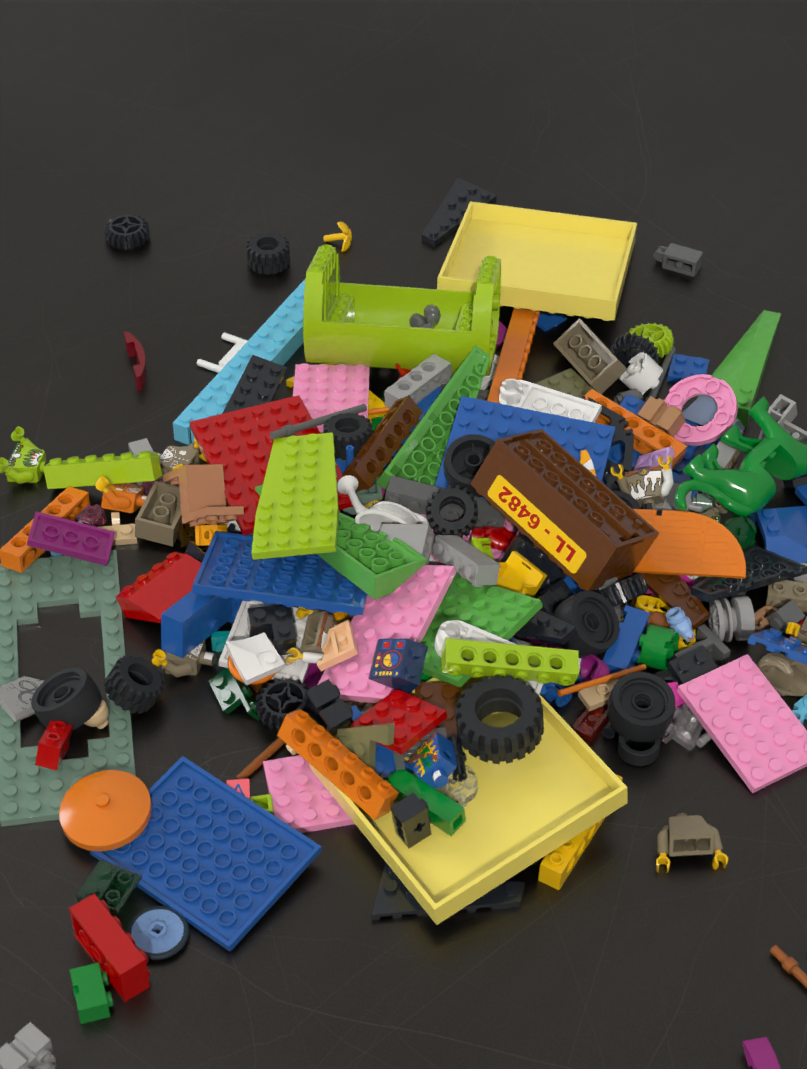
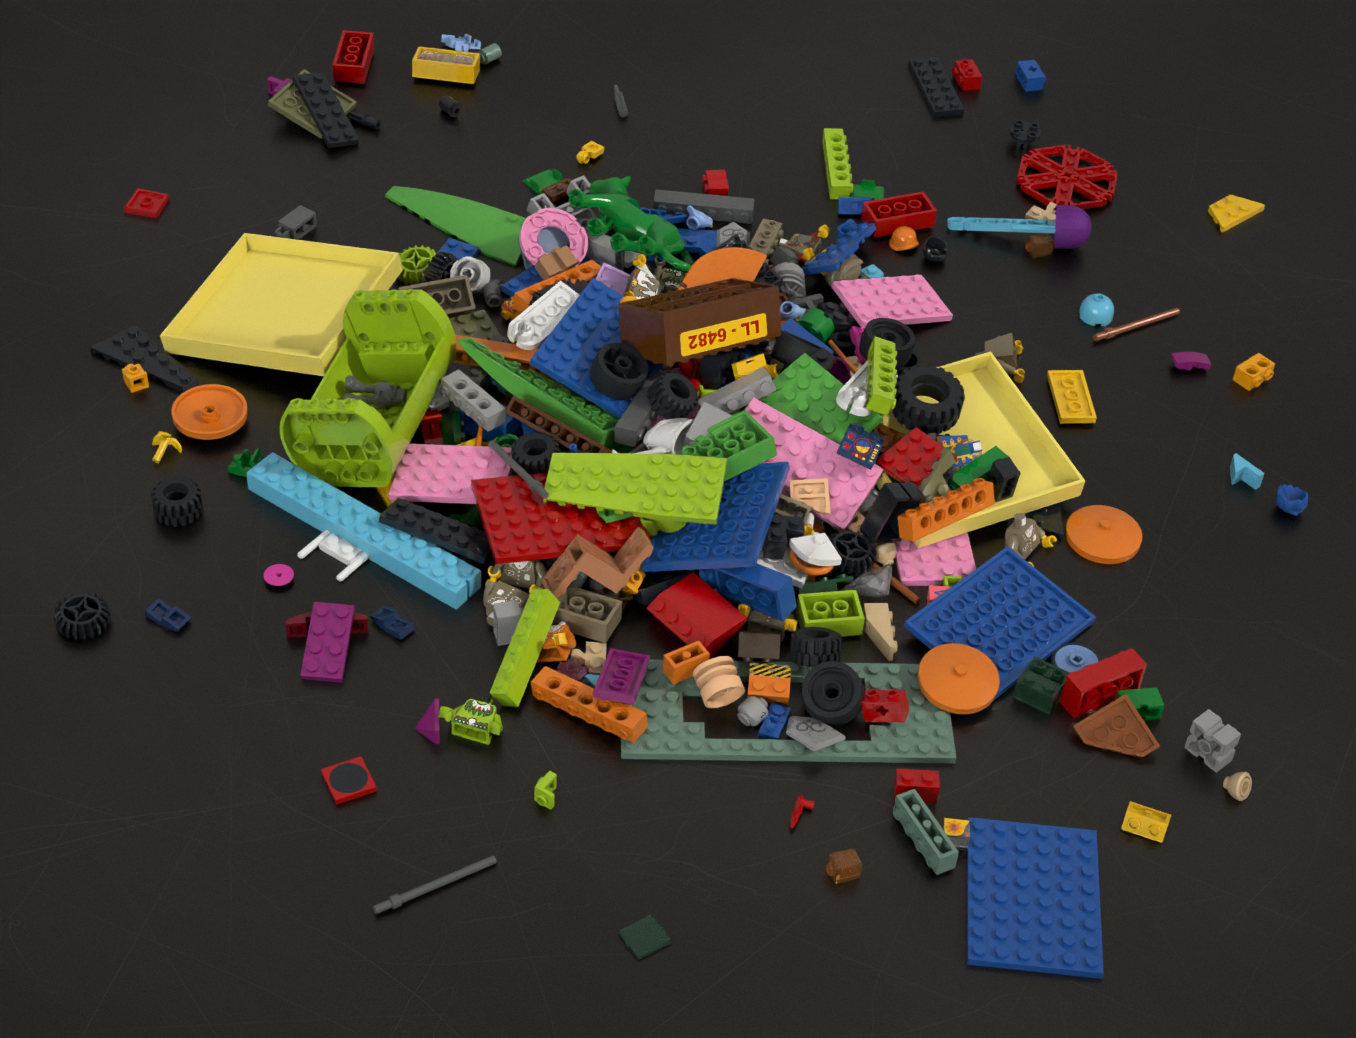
camera: 85 degrees left, 0 degrees up
(35, 437) = (430, 723): none -> magenta slope
(40, 669) = (775, 722): none -> blue plate
(46, 965) = (1118, 729): none -> dark orange plate
(52, 649) = (752, 711): none -> light grey head
(75, 611) = (718, 682): none -> light nougat wheel
(88, 651) = (769, 682): none -> orange slope
(95, 582) = (681, 662): none -> orange brick
(108, 360) = (327, 642): none -> magenta plate
(132, 635) = (758, 645): none -> dark brown brick
(138, 276) = (166, 616): none -> dark blue slope
(149, 400) = (391, 622): none -> dark blue slope
(188, 741) = (879, 629): none -> tan slope
(191, 697) = (831, 610): none -> lime brick
(194, 326) = (278, 575): none -> dark pink piece
(248, 732) = (872, 583): none -> clear slope
(343, 865) = (1025, 535): none -> dark tan torso
(386, 250) = (209, 411): none -> orange dish
(386, 961) = (1103, 534): none -> orange dish
(424, 207) = (132, 373): none -> light orange brick
(637, 920) = (1071, 396): none -> yellow plate
(675, 173) = (146, 203): none -> red tile

